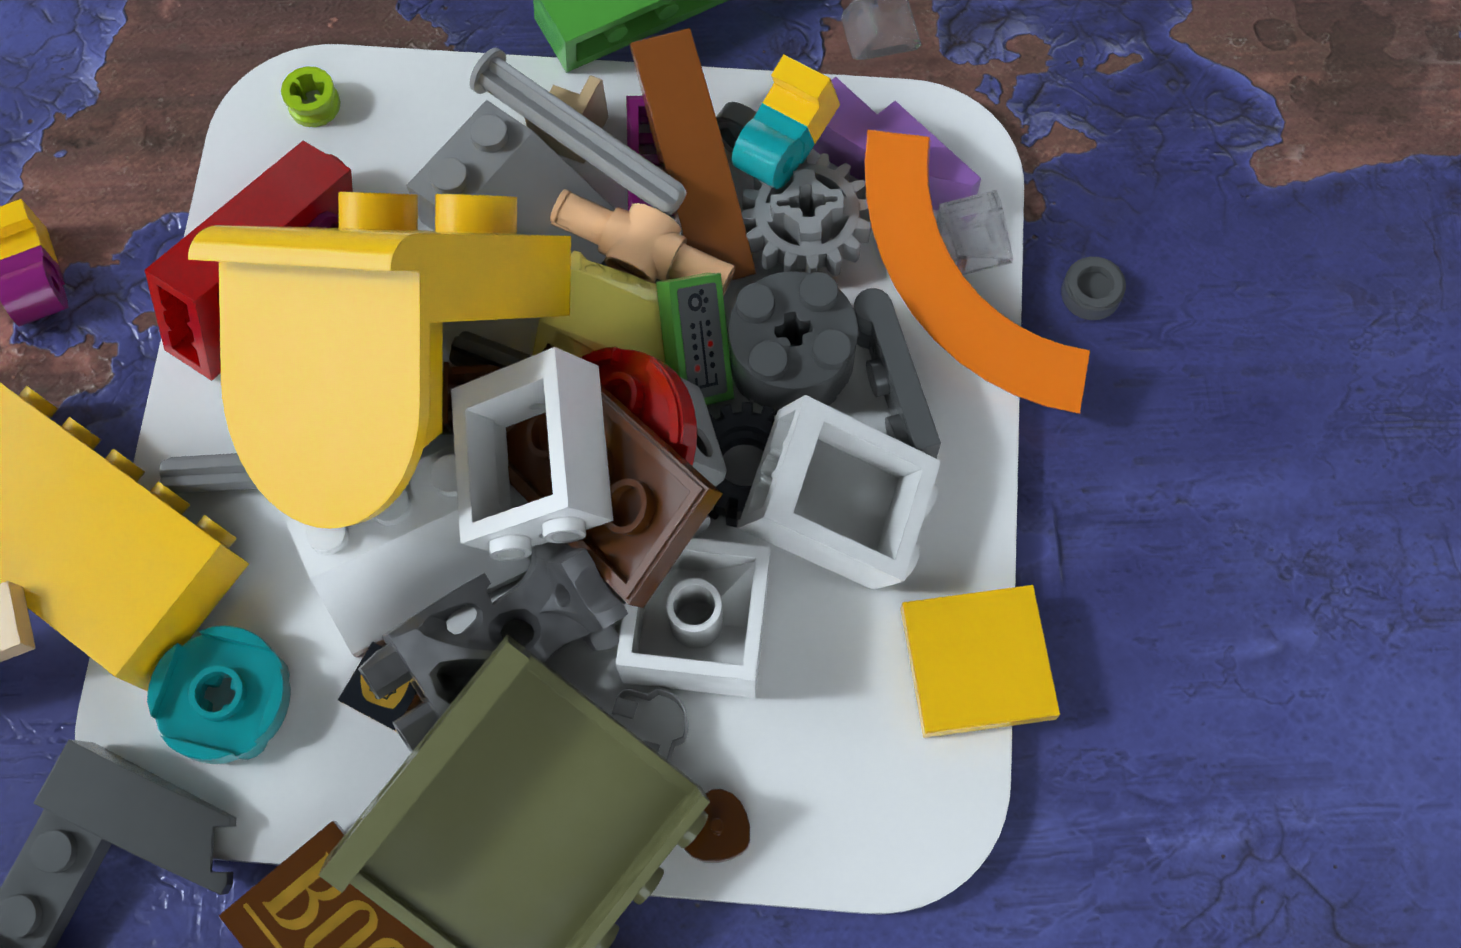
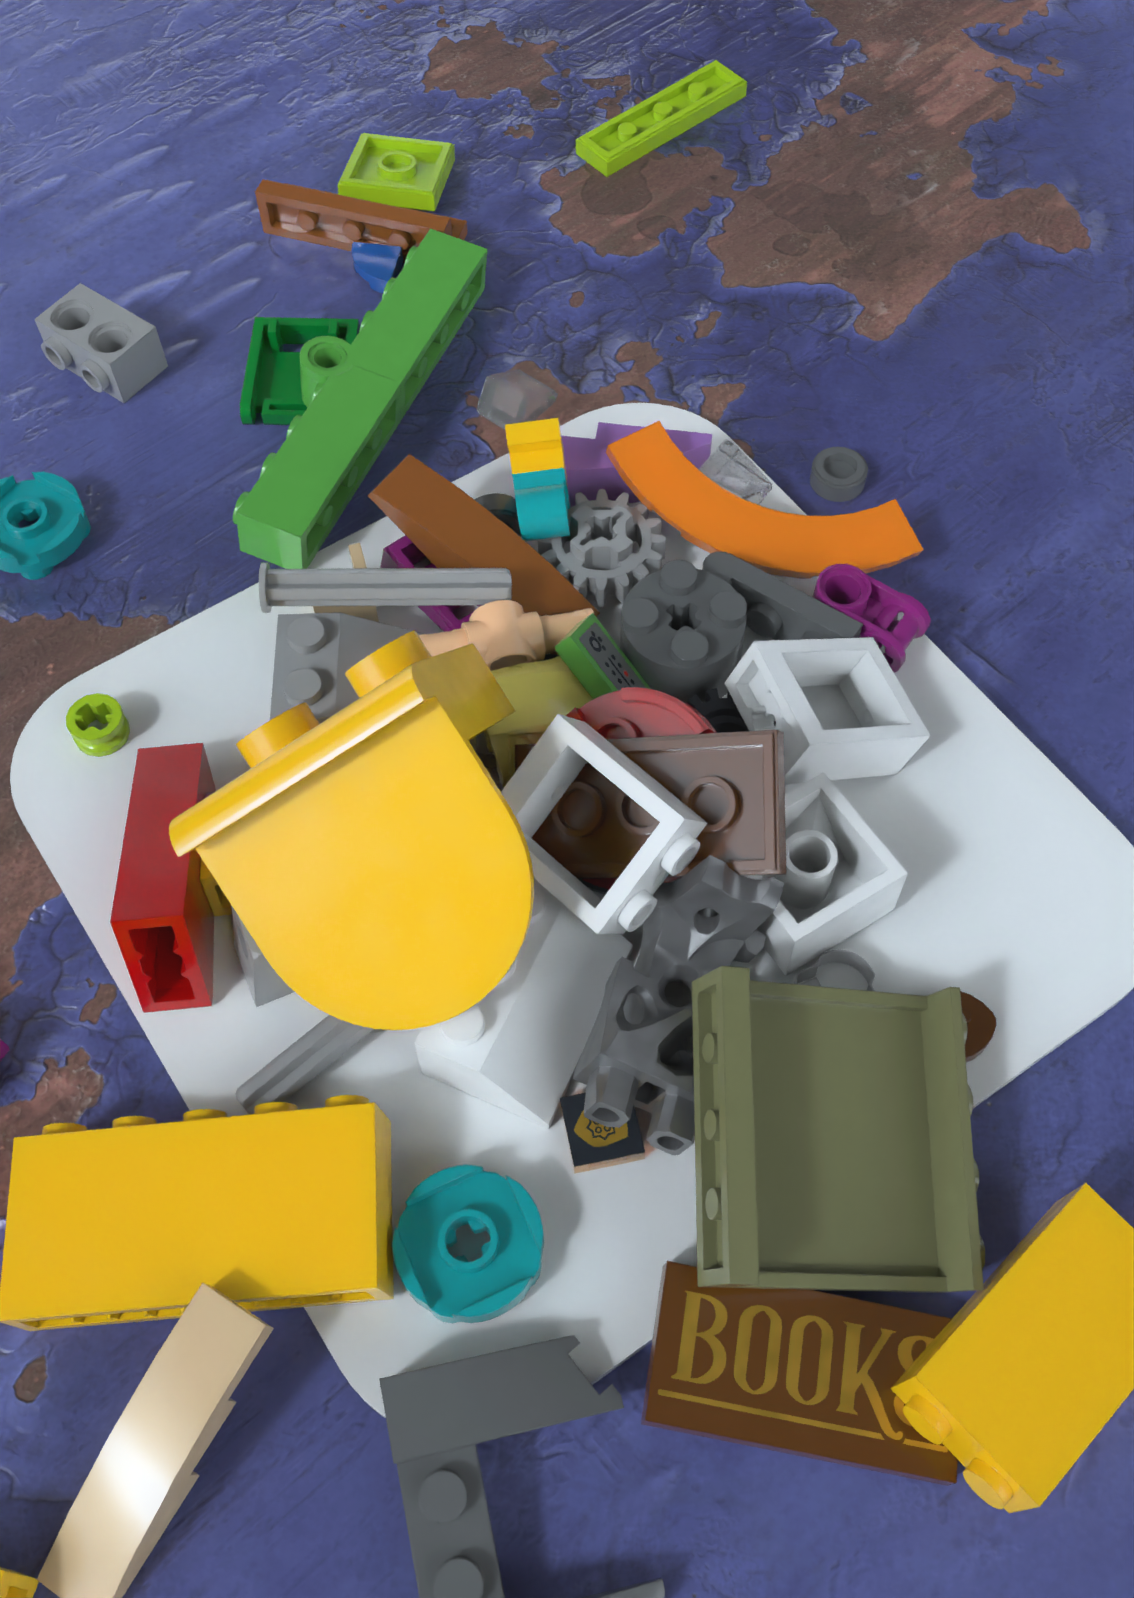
camera: 40 degrees left, 10 degrees down
(972, 447) = (875, 607): none -> magenta piece
(979, 661) = (1020, 764): yellow tile -> none

